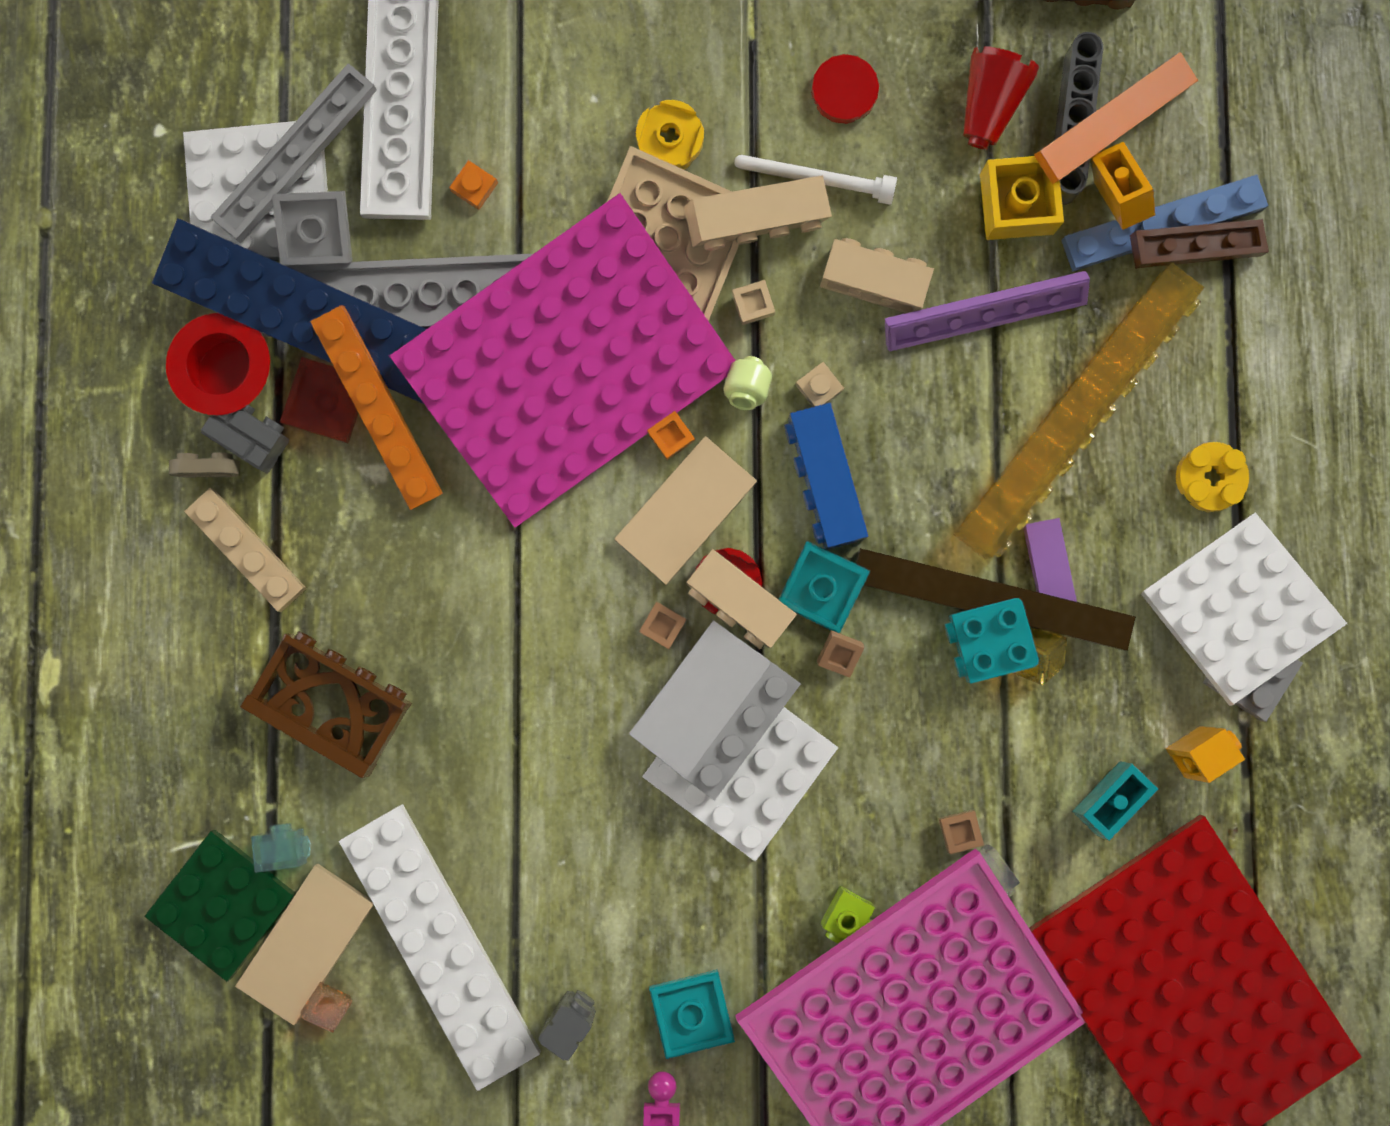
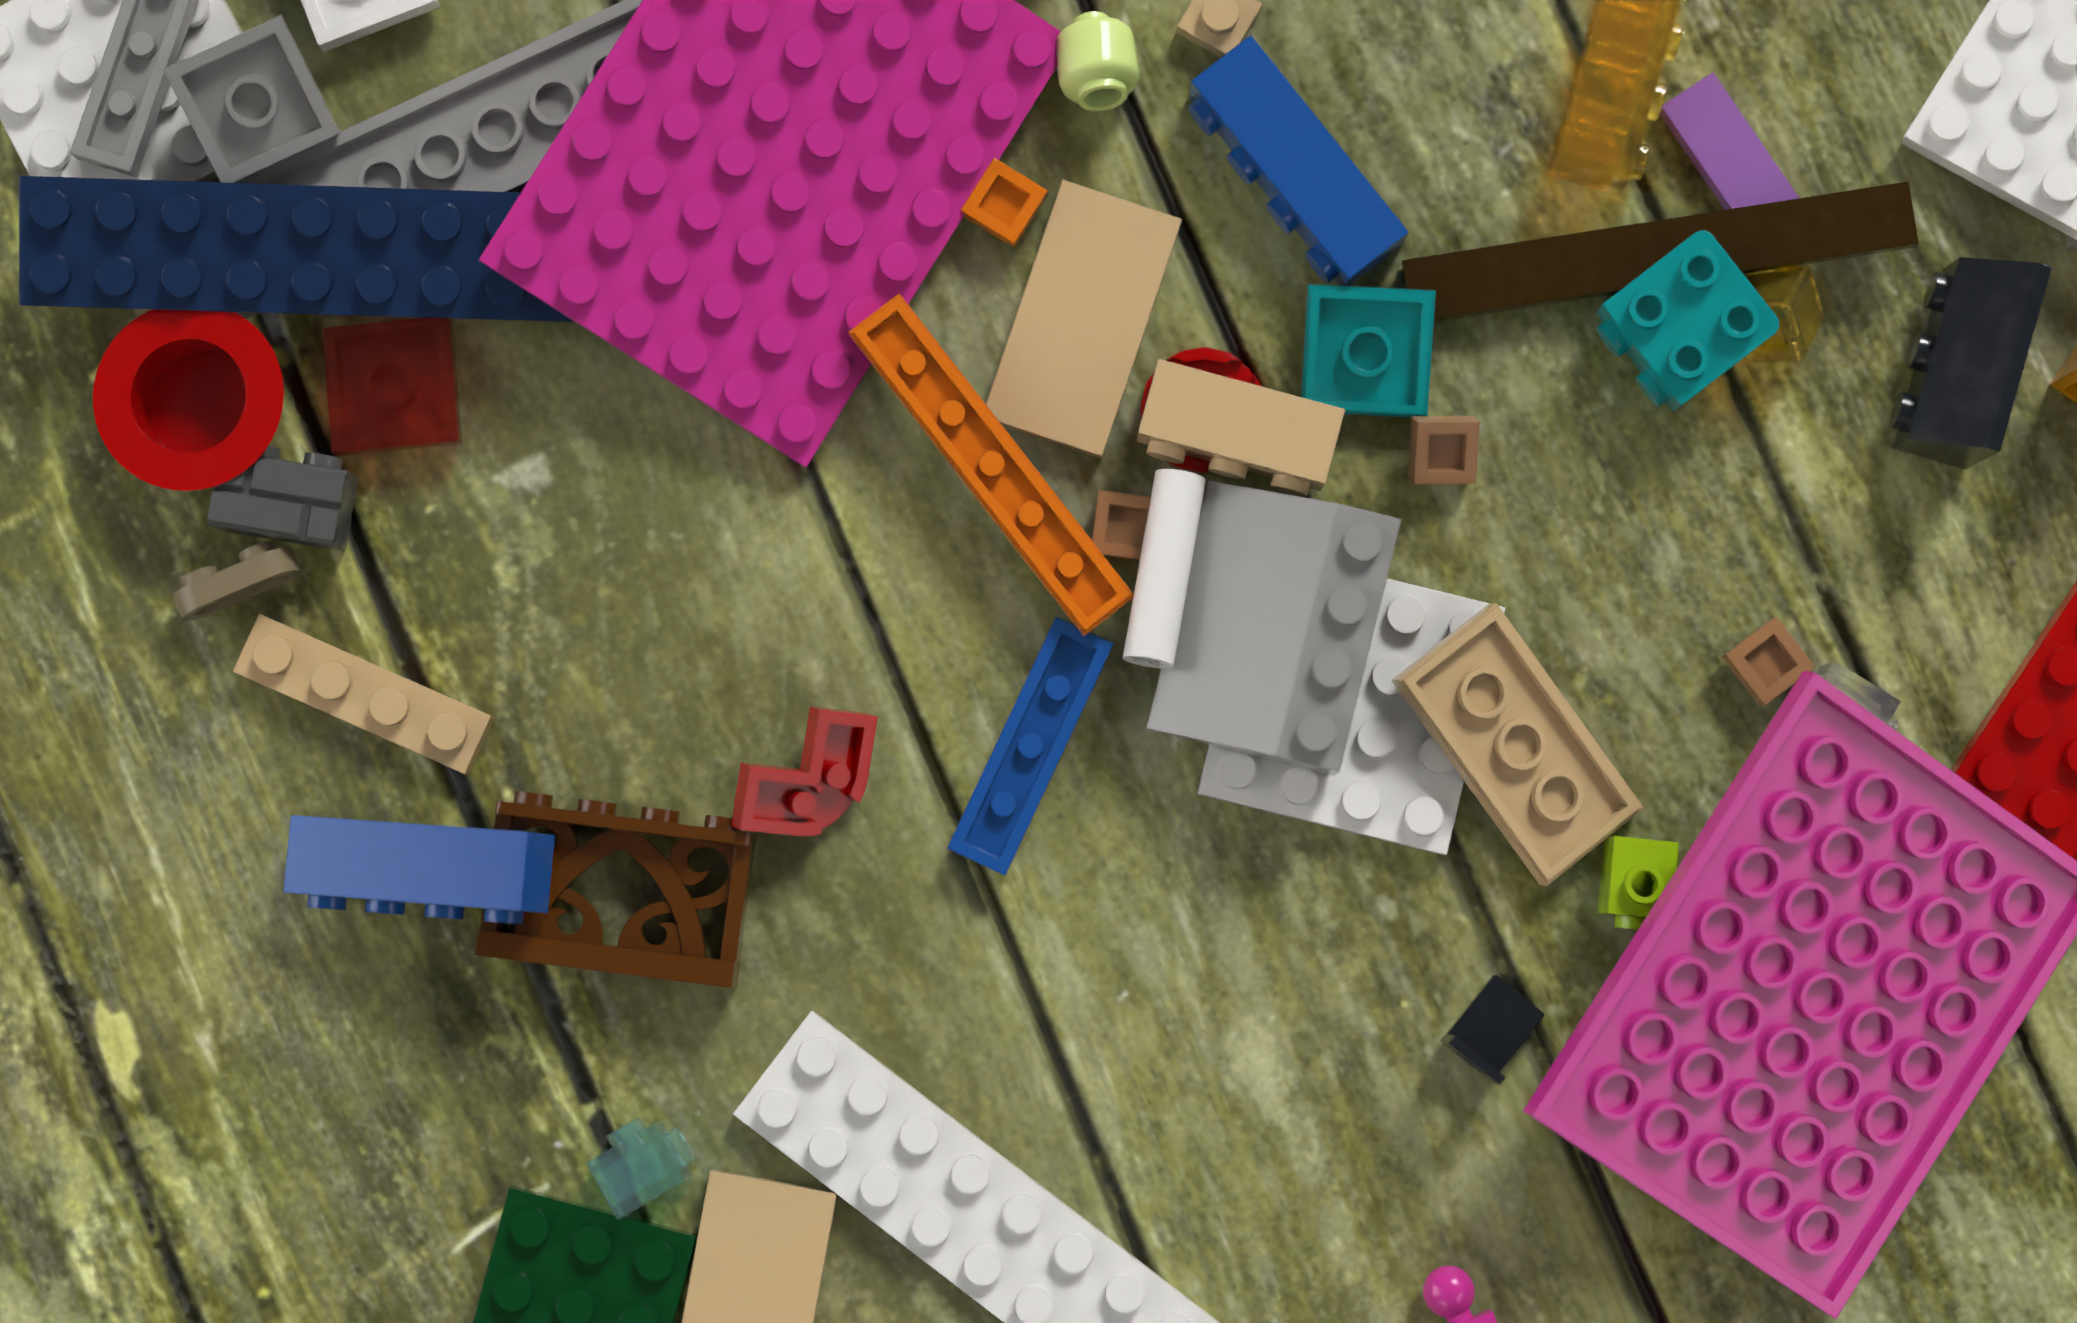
camera: 20 degrees left, 0 degrees up
(231, 650) = (419, 864): none -> blue brick
(376, 407) = (489, 358): orange plate -> none
(452, 695) = (817, 794): none -> red plate
(567, 717) = (1030, 746): none -> blue plate
(568, 1024) = (1251, 1247): dark grey brick -> none
(606, 566) = (991, 465): none -> orange tile
(671, 656) = (1164, 568): none -> white piece
(691, 1014) = (1447, 1153): teal tile -> none
(740, 961) = (1492, 1028): none -> black bracket
(814, 820) = (1517, 744): none -> tan tile
(1115, 800) = (2001, 504): teal brick -> none
(1129, 721) = (1969, 359): none -> black slope

